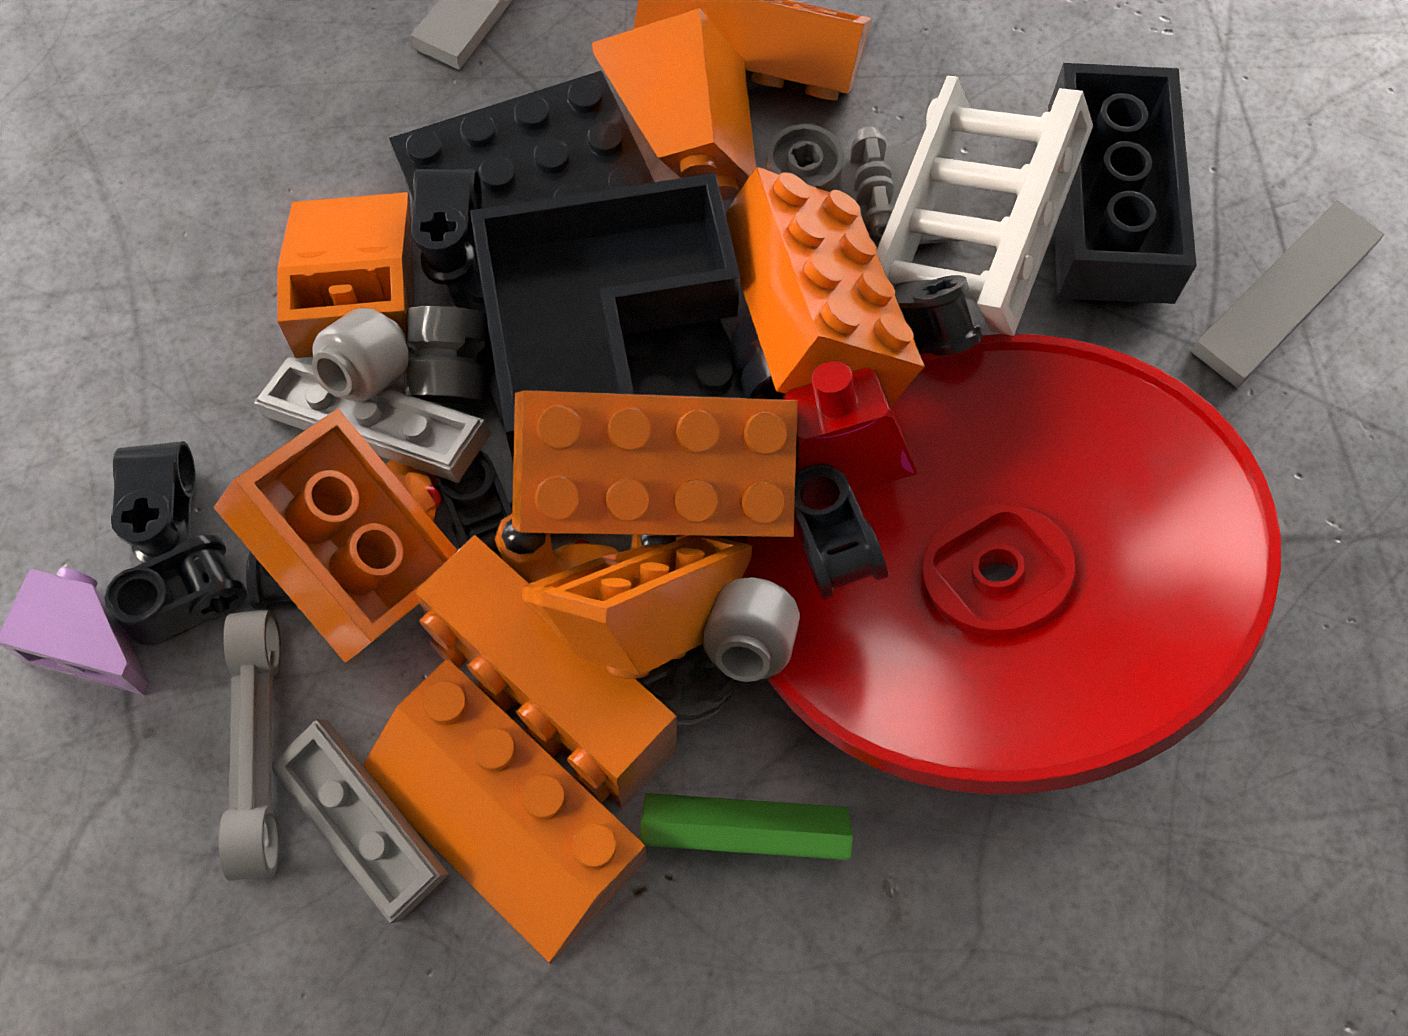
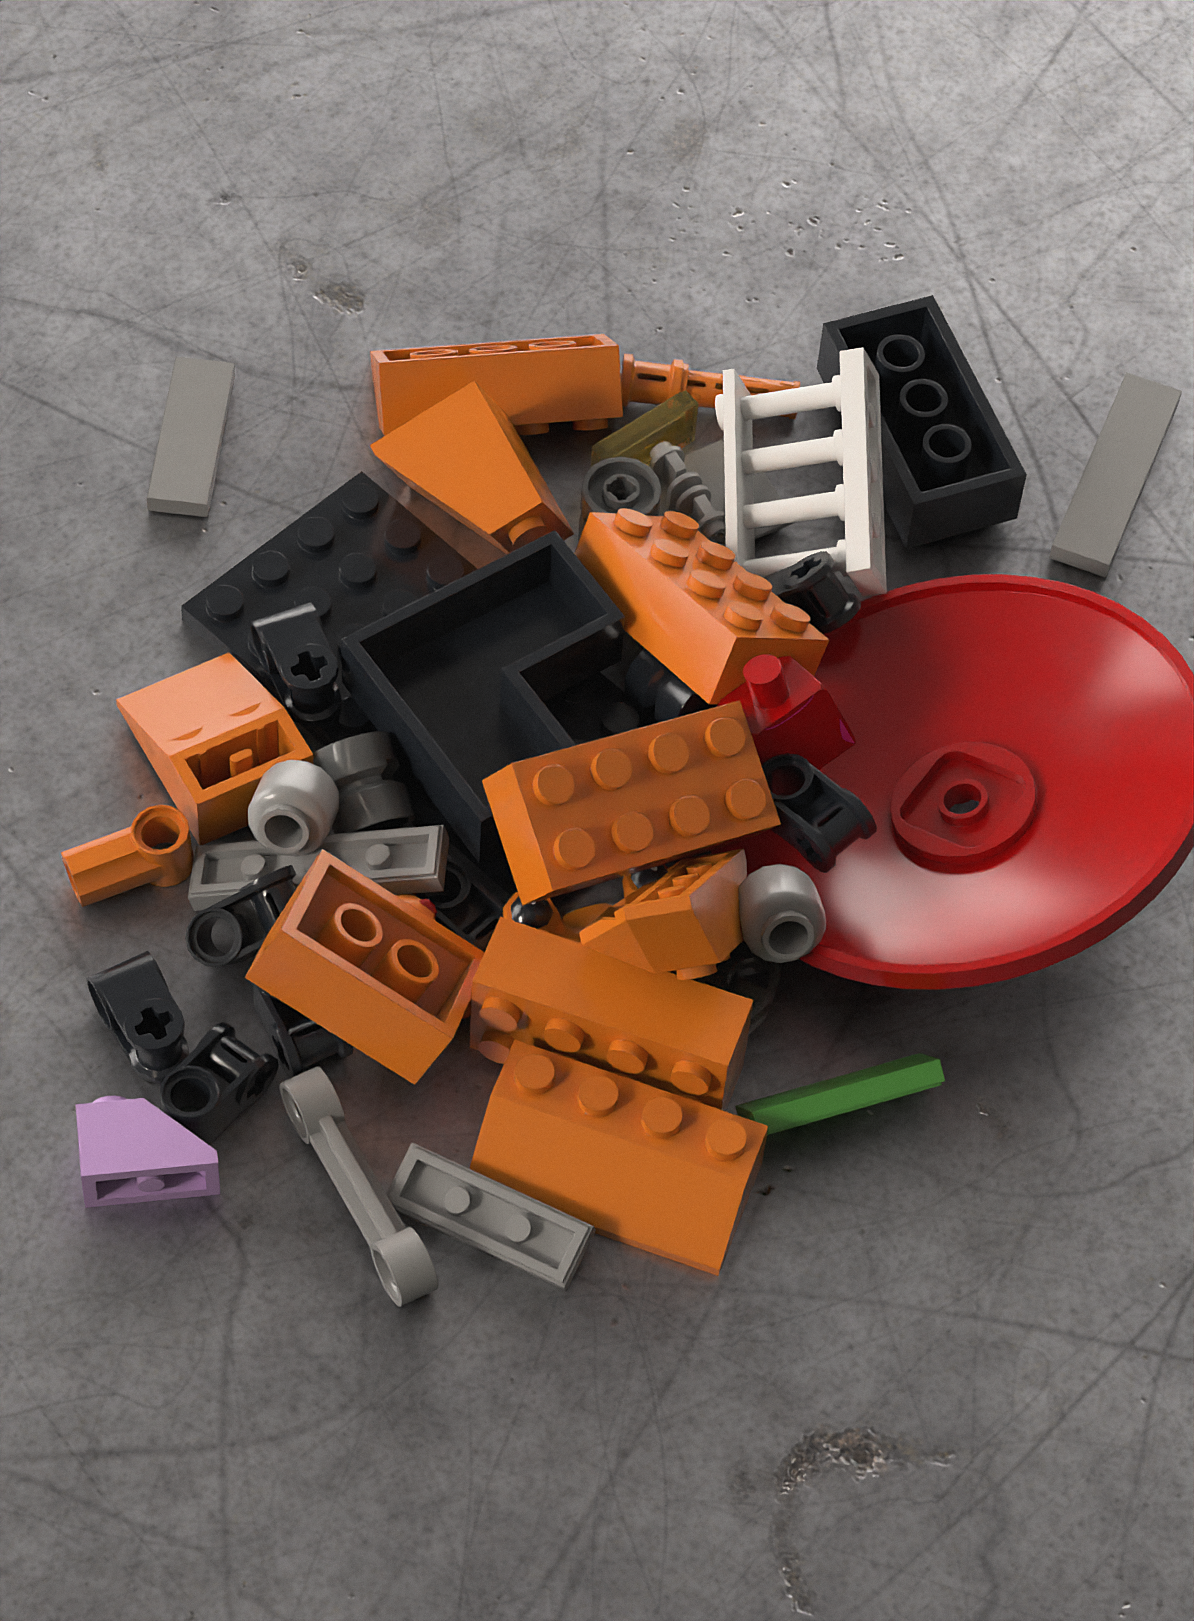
camera: 25 degrees left, 10 degrees down
(221, 348) = (127, 856): none -> orange piece
(248, 442) = (248, 912): none -> black piece
(888, 111) = (670, 422): none -> clear yellow tile
(913, 82) = (658, 382): none -> orange pin

